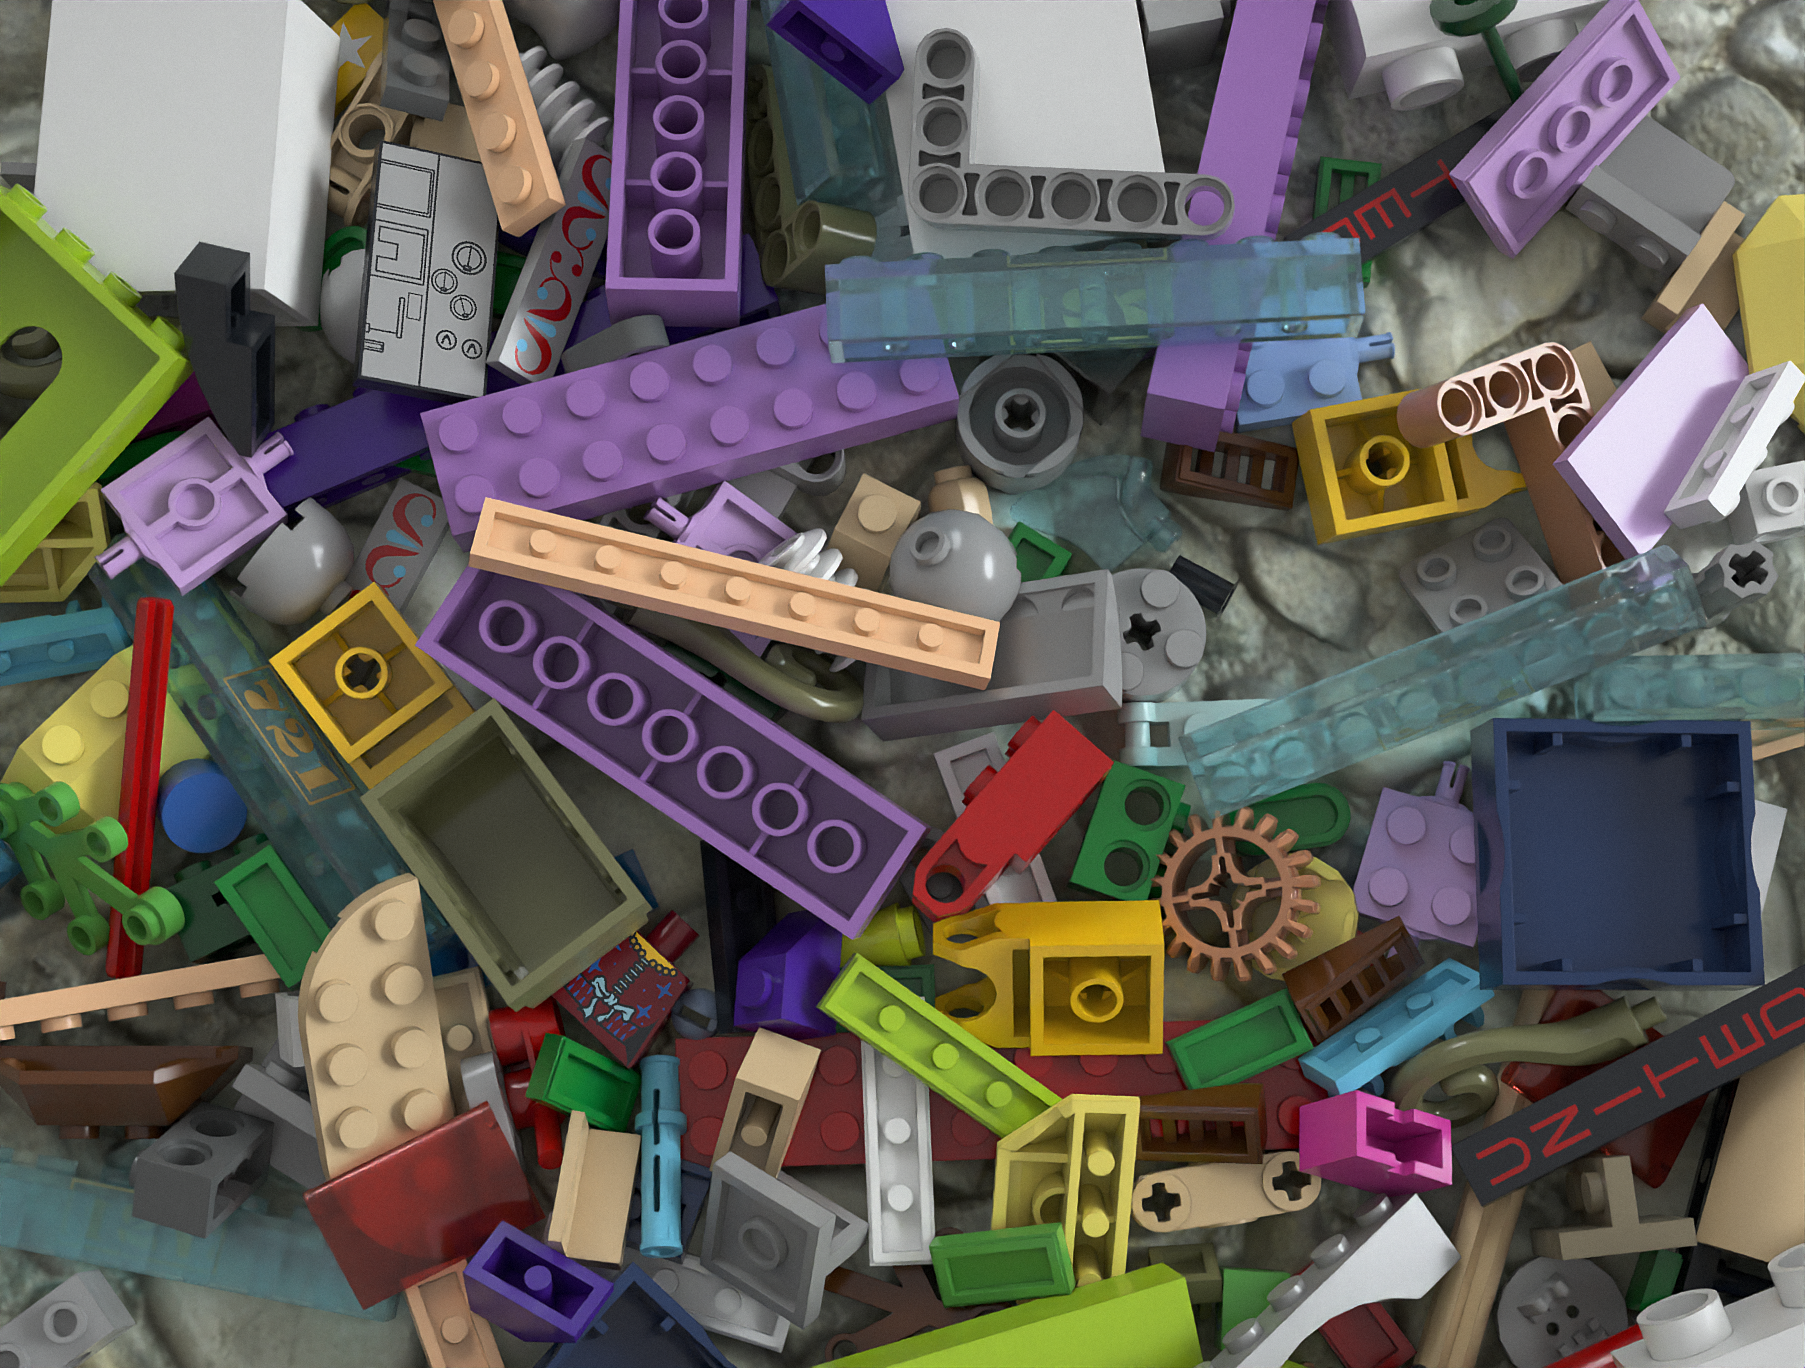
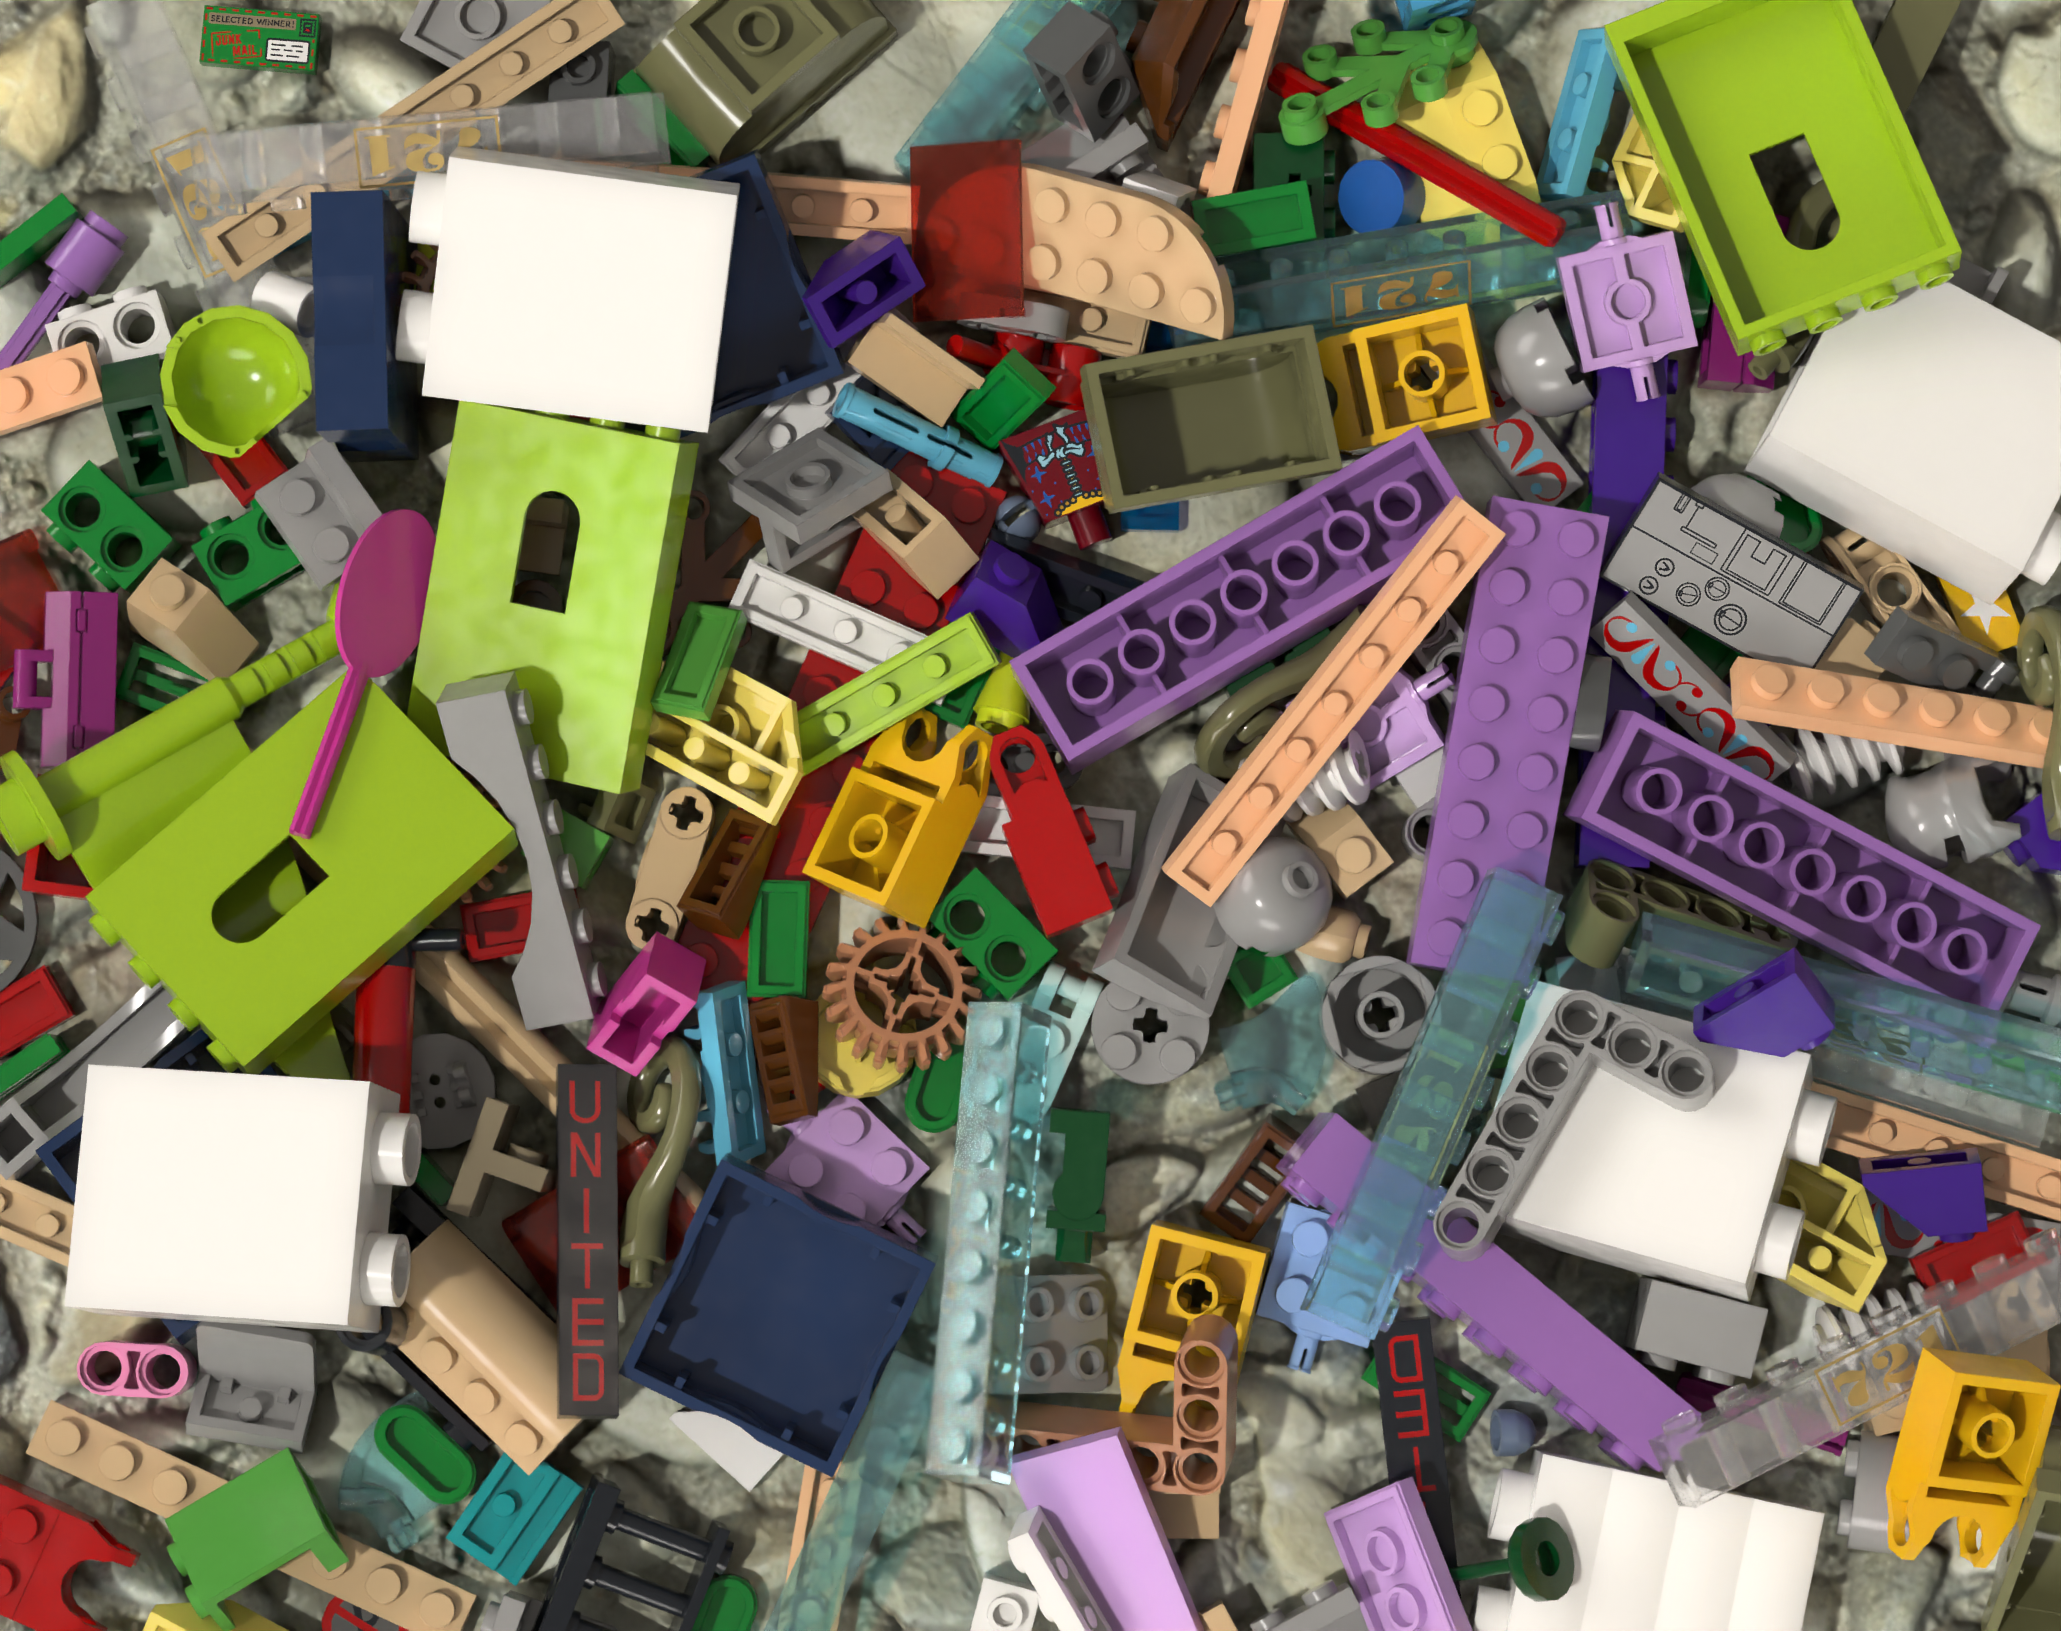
camera: 120 degrees right, 5 degrees up
(228, 342) = (1740, 386): black slope -> none
(1207, 587) = (1170, 1102): black piece -> none
(1325, 630) = (1081, 1184): none -> dark green hips
(1348, 122) = (1511, 1432): none -> sand blue hinge
(1734, 578) = (948, 1533): light grey axle -> none

